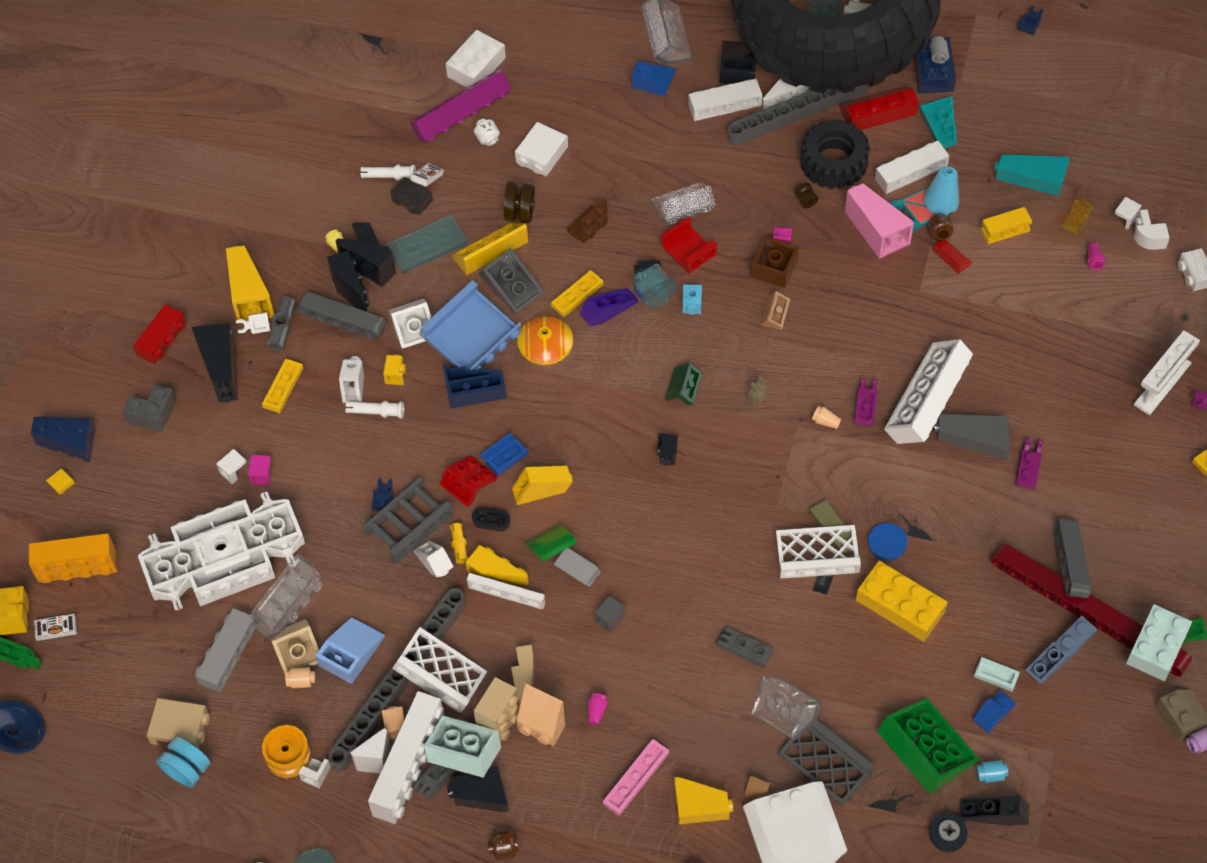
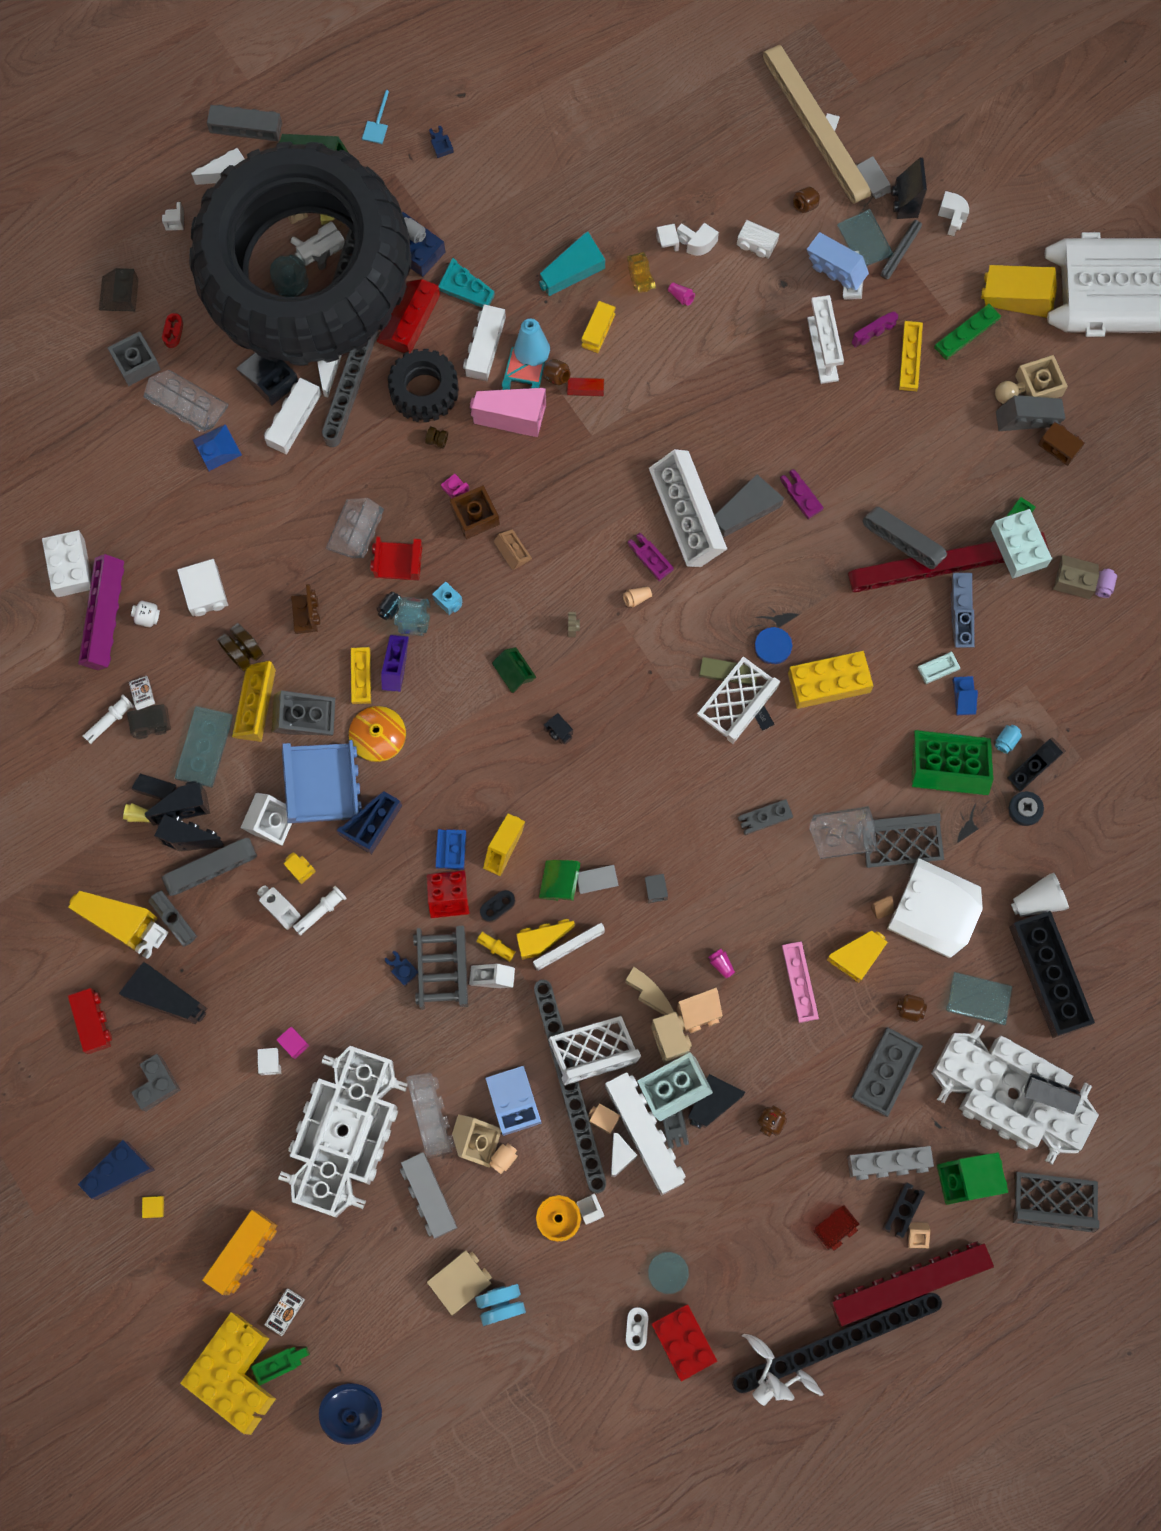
camera: 50 degrees left, 15 degrees up
(282, 386) = (230, 964): yellow plate -> none

